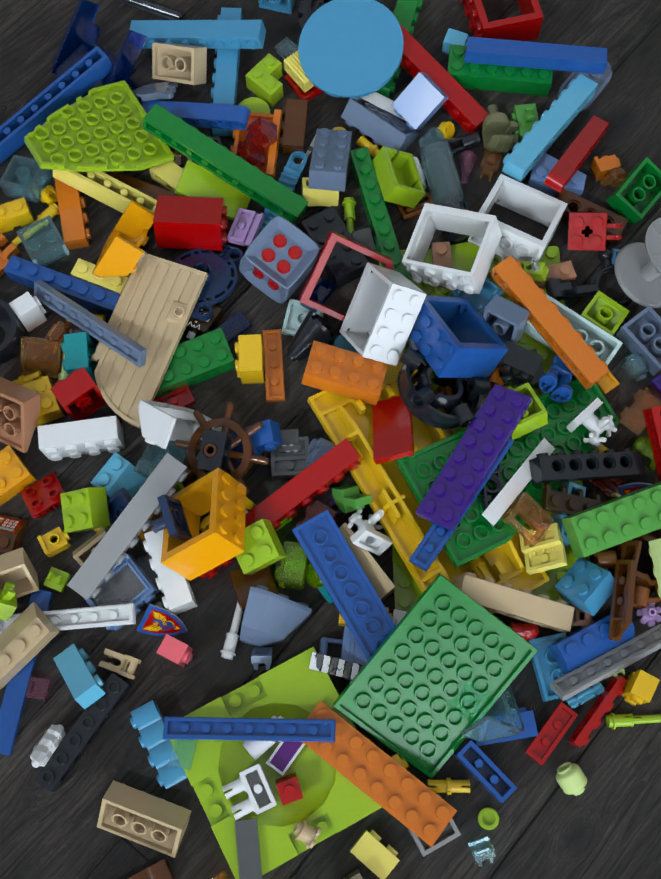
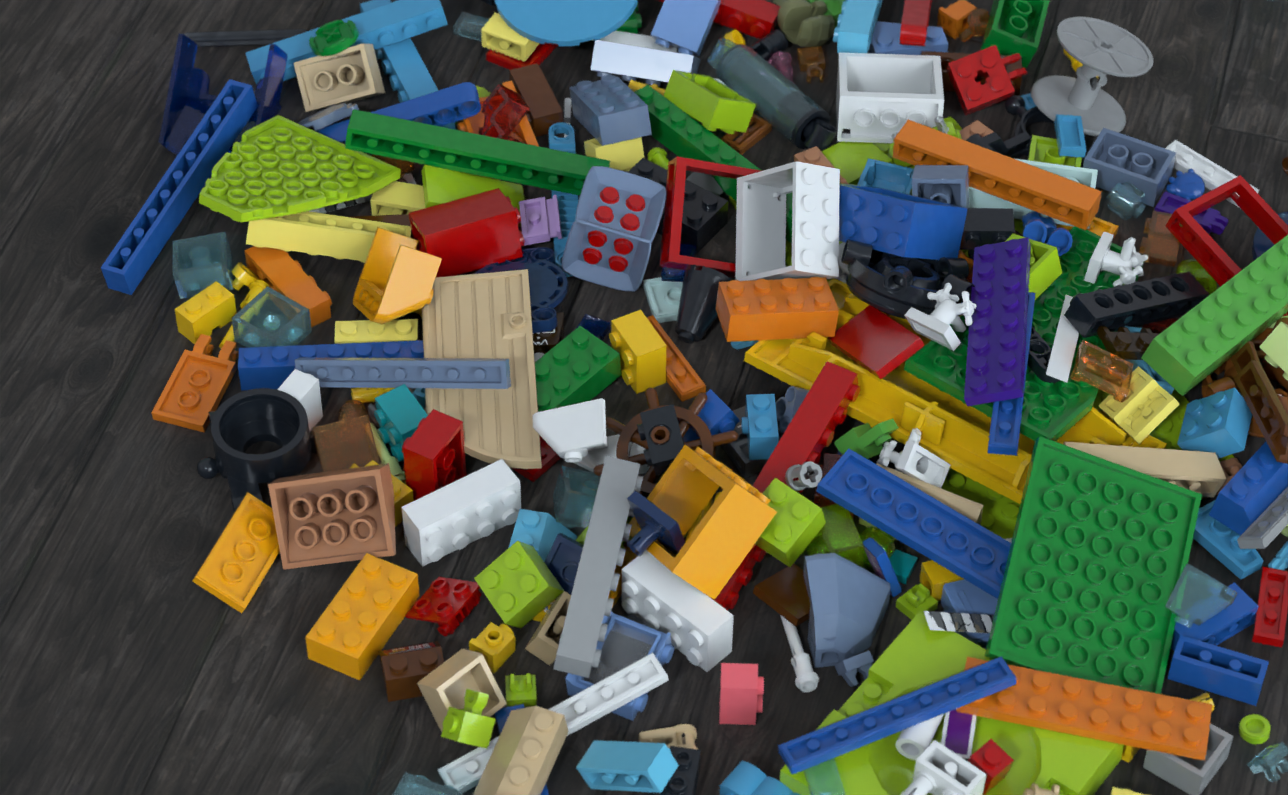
camera: 25 degrees left, 25 degrees down
(160, 622) = (694, 675): shield -> none
(181, 35) = (333, 38): none -> green tile
(264, 80) = (466, 63): lime brick -> none
(283, 514) = (802, 472): none -> light grey bush
(290, 456) = (760, 425): none -> dark azure brick
(312, 595) = (881, 565): none -> blue tile
(327, 624) = (916, 600): none -> lime tile
(442, 436) = (946, 313): none -> white piece
(459, 222) = (830, 108): white window -> none
(622, 303) = (1070, 135): none -> dark azure tile

